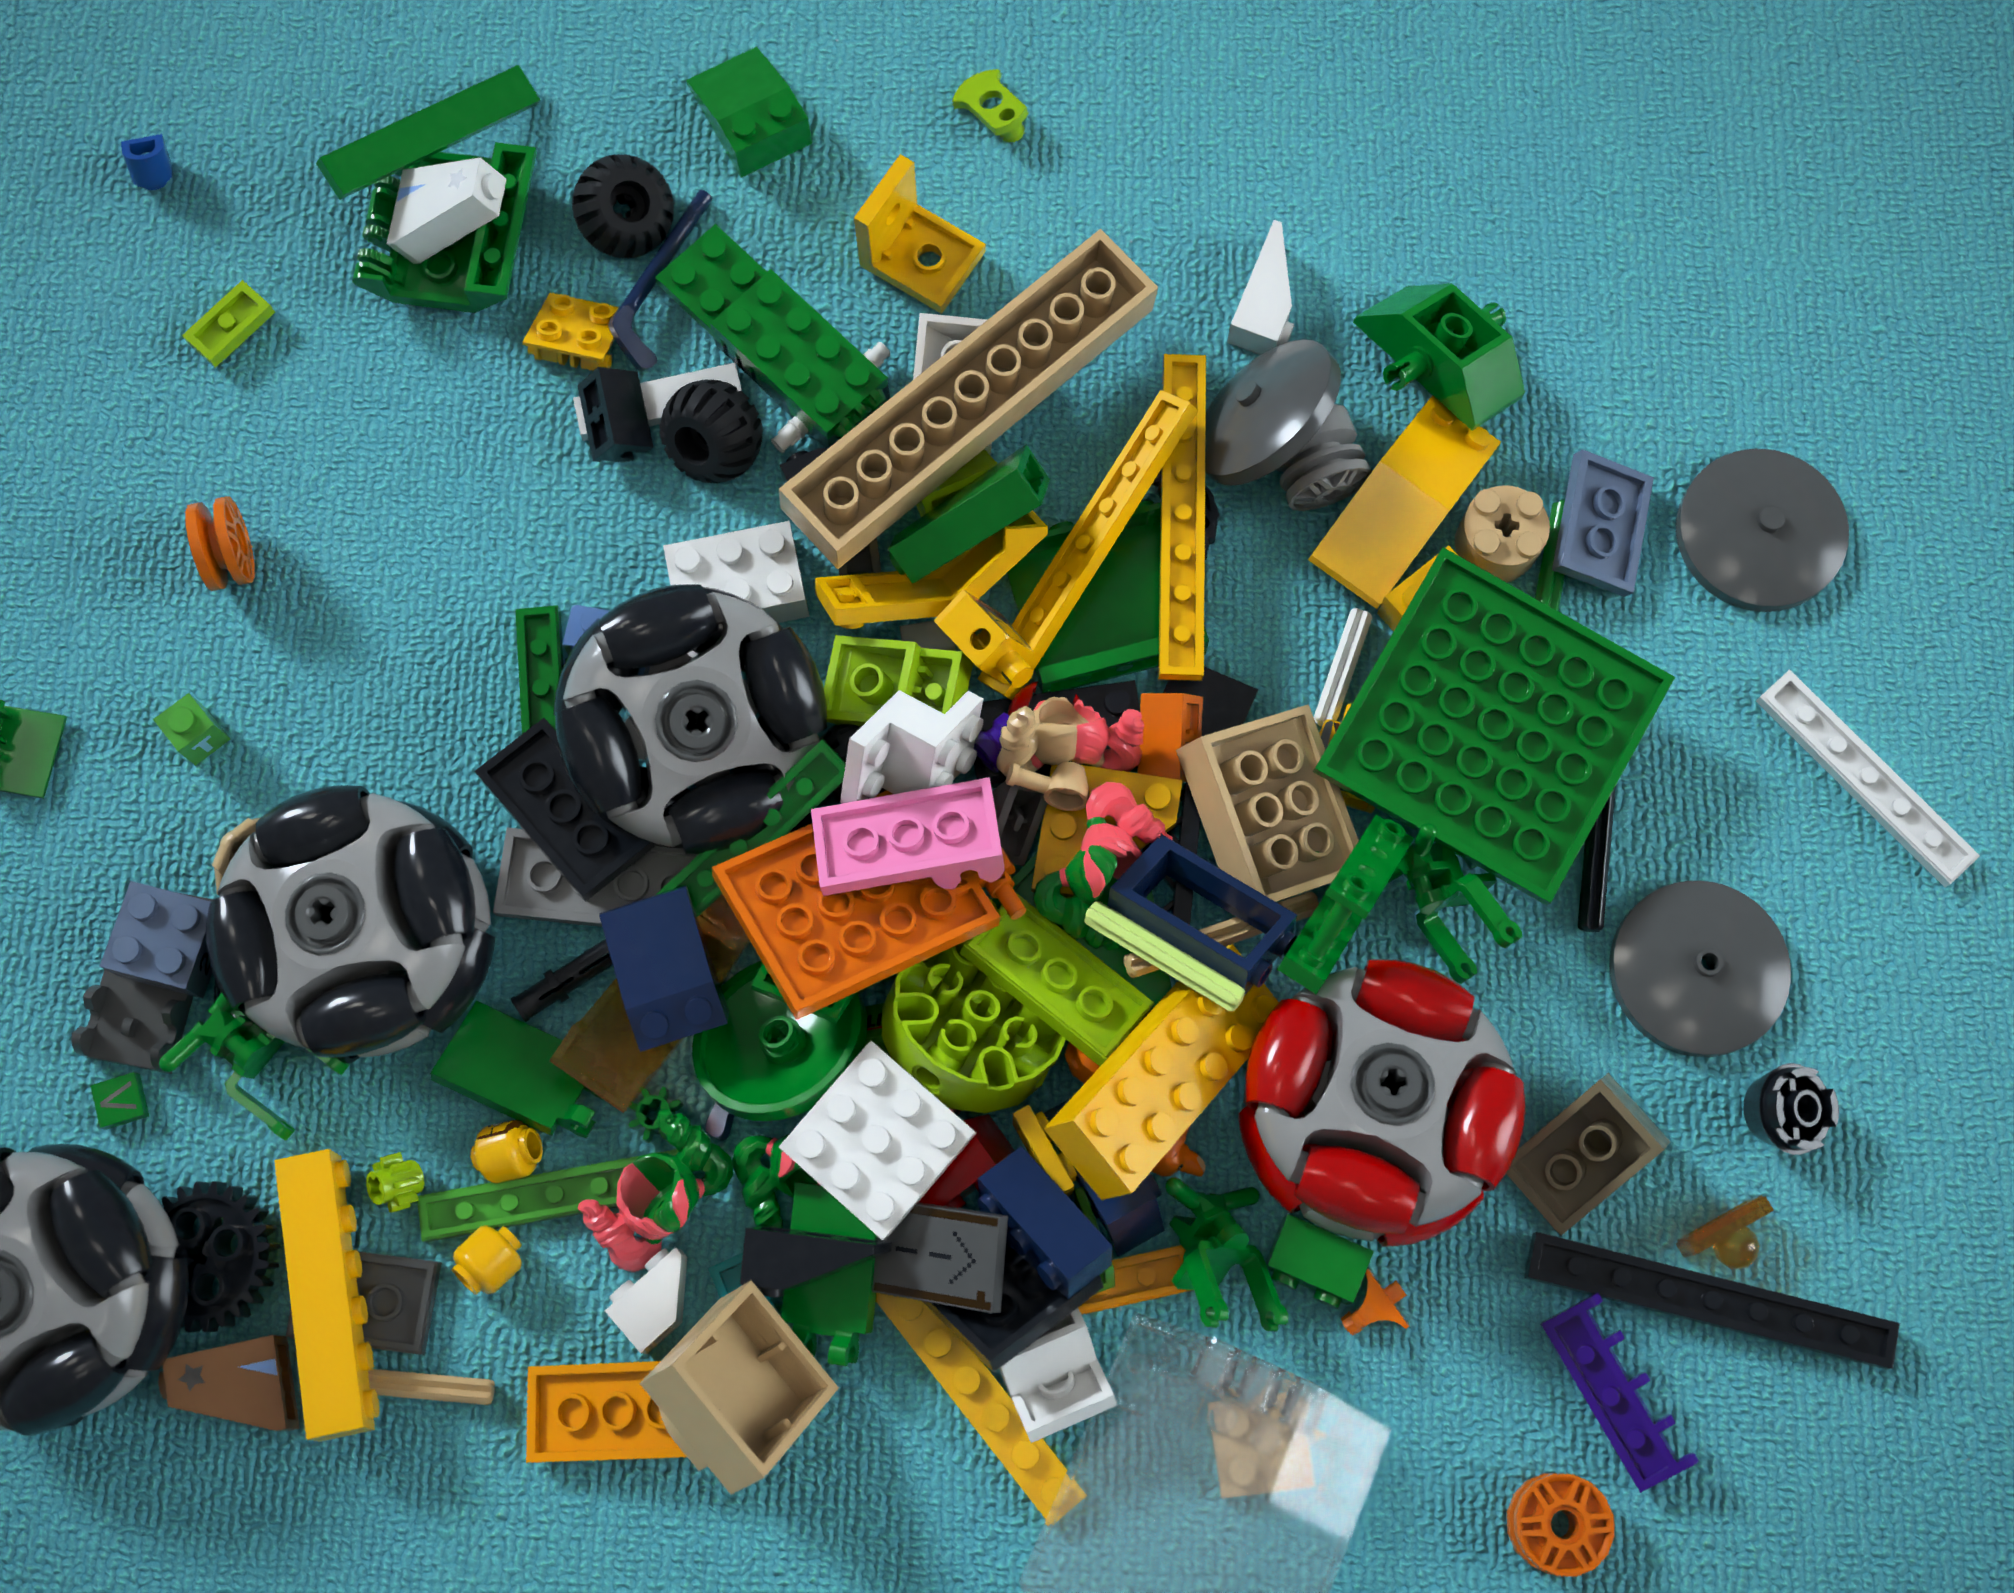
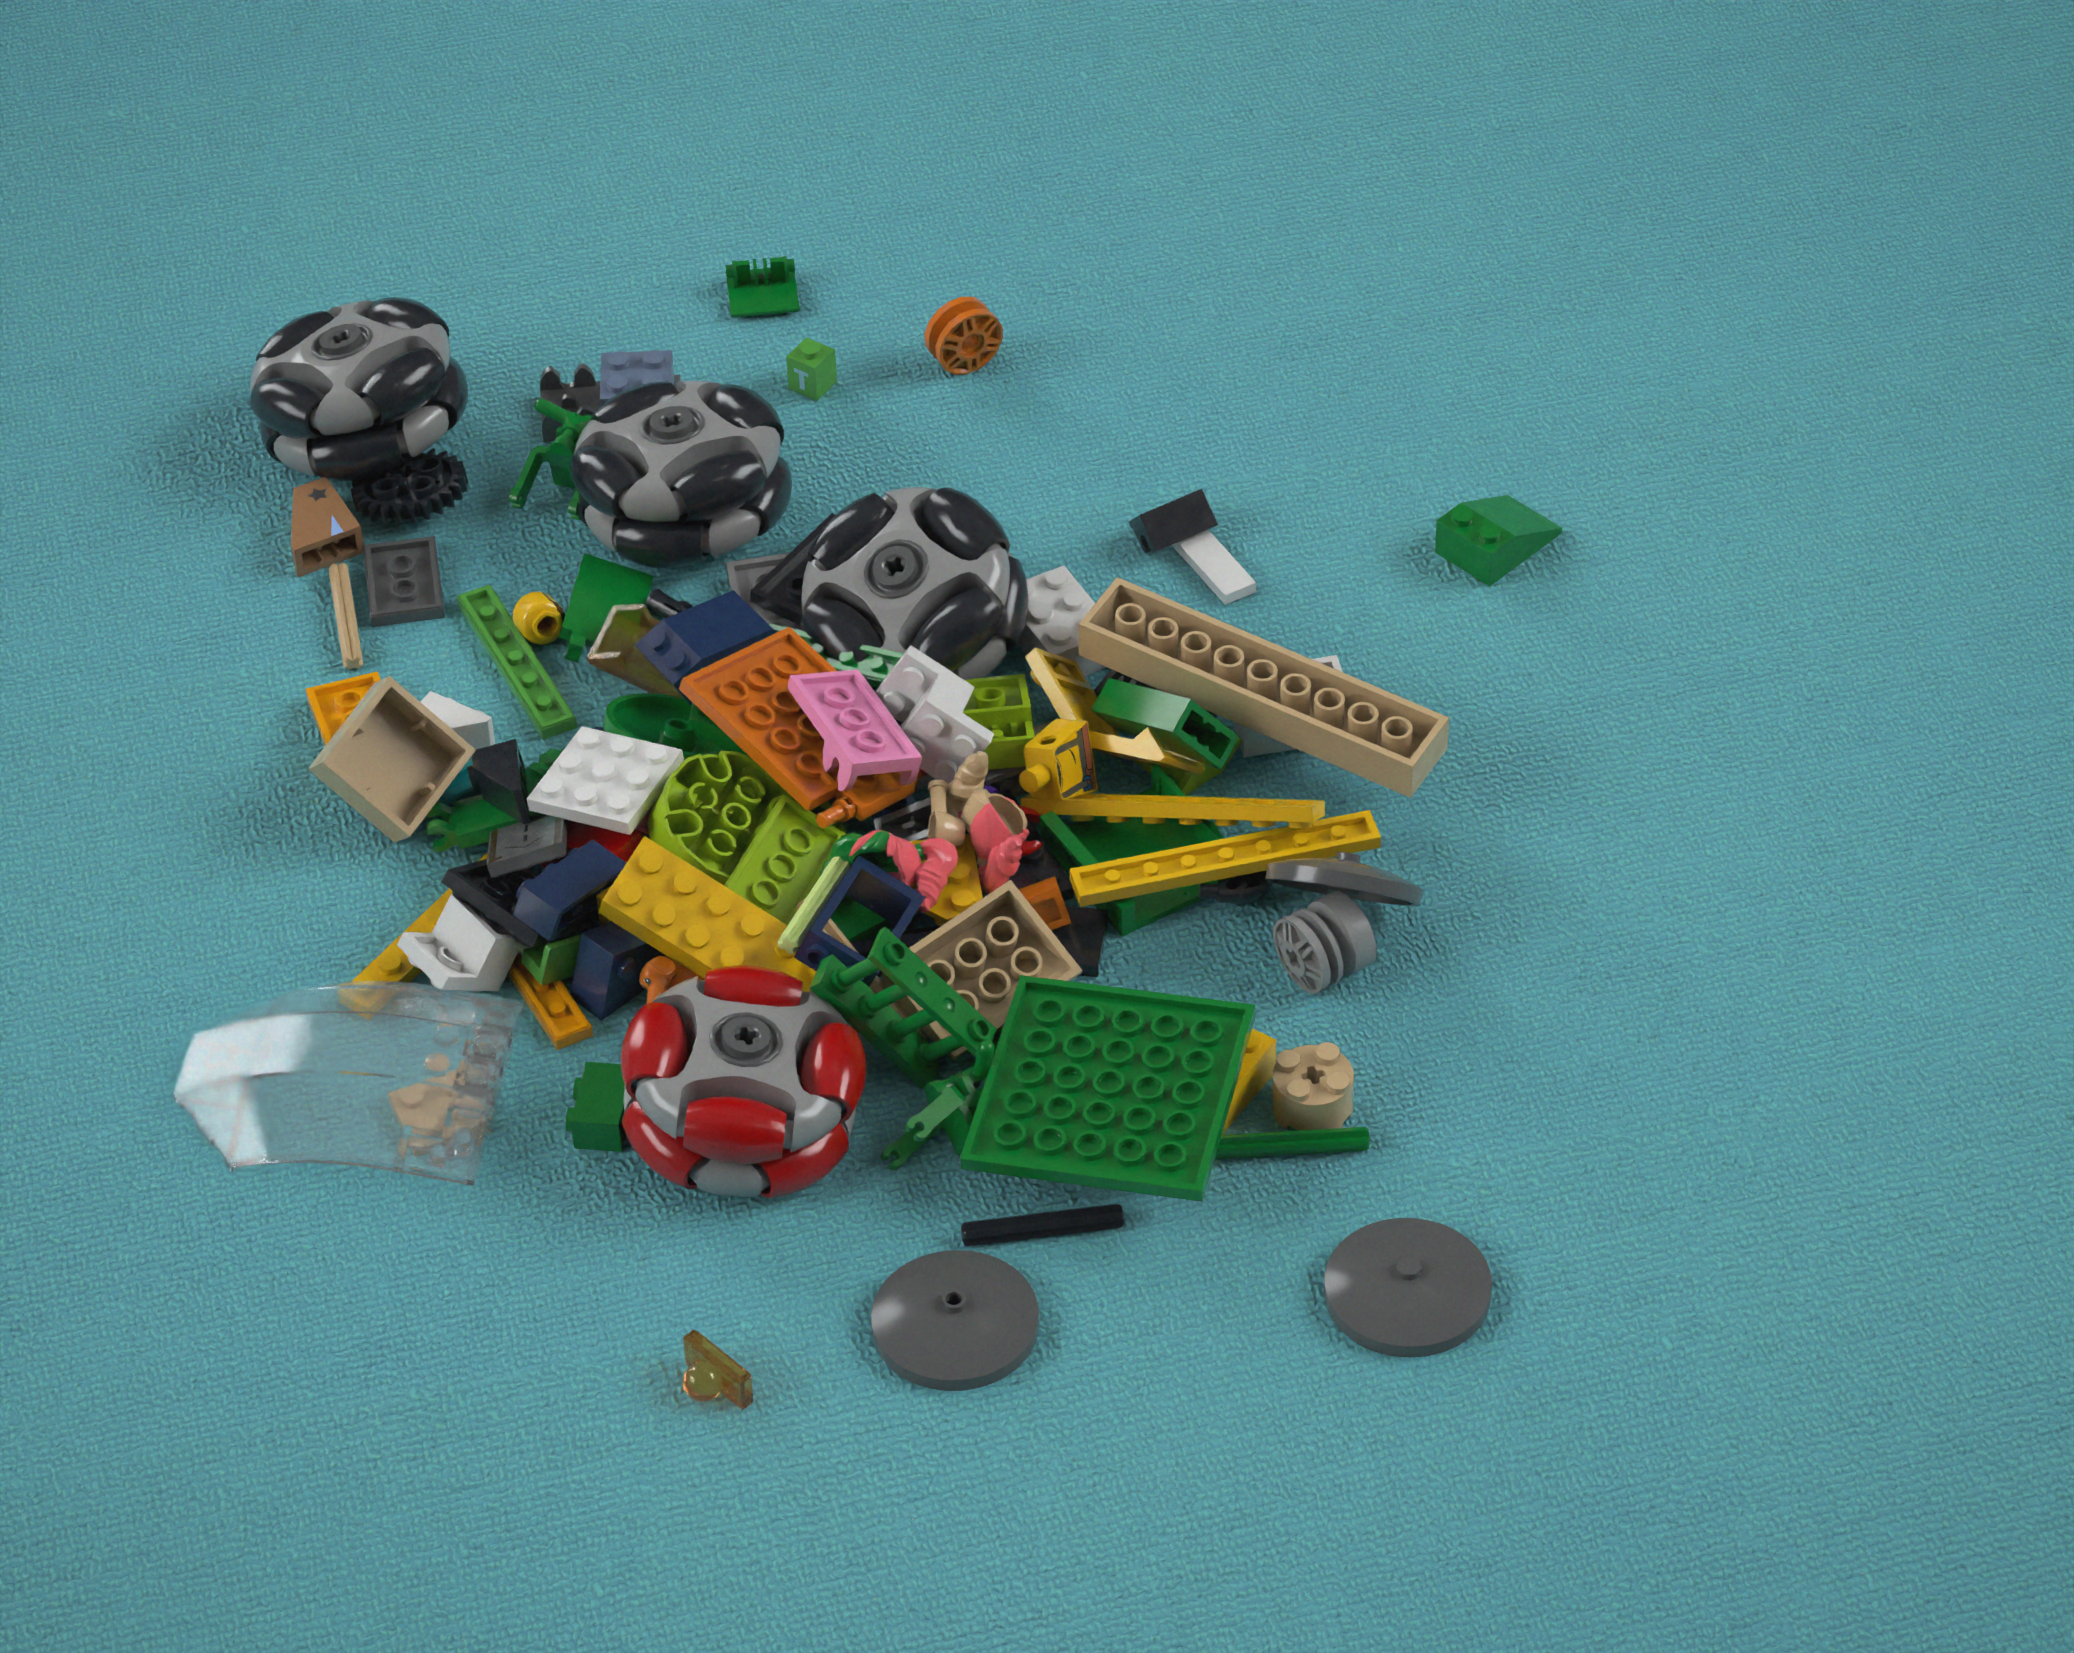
camera: 75 degrees right, 30 degrees down
(119, 1100) = (513, 418): green tile -> none
(151, 169) = (1273, 219): blue plate -> none
(228, 323) = (1156, 300): lime plate -> none
(325, 1295) = (397, 544): yellow brick -> none
(395, 1182) = (495, 565): lime gear -> none
(427, 132) = (1364, 344): green tile -> none
(443, 205) = (1296, 366): white slope -> none
(466, 273) = (1294, 386): green slope -> none
(487, 1259) = (452, 629): yellow head -> none
(572, 329) = (1241, 485): yellow hinge -> none
(620, 323) = (1257, 503): dark blue piece -> none
(631, 183) = (1369, 463): black wheel -> none
(652, 1102) = (595, 691): green gear -> none
(658, 1193) = (535, 699): hair -> none
(711, 431) = (1187, 572): black wheel -> none
(777, 340) = (1289, 576): green piece -> none
(897, 231) = (1415, 640): yellow bracket -> none
(1002, 120) = (1569, 688): lime piece -> none
(1215, 1245) = (584, 1026): green piece -> none
(1266, 302) = (1477, 889): white slope -> none
(1376, 1306) = (579, 1156): orange piece -> none
(1403, 502) = (1330, 1009): yellow windscreen -> none
(1448, 349) = (1468, 1010): green slope -> none
(1586, 1154) = (758, 1263): dark tan slope -> none
(1589, 1528) = (425, 1307): orange wheel -> none
(1603, 523) = (1355, 1157): sand blue plate -> none
(1614, 1395) = (545, 1320): dark purple hinge -> none
(1712, 1300) = (649, 1379): black plate -> none
(1791, 1109) = (837, 1380): black cone -> none
(1868, 779) = (1186, 1410): white tile -> none

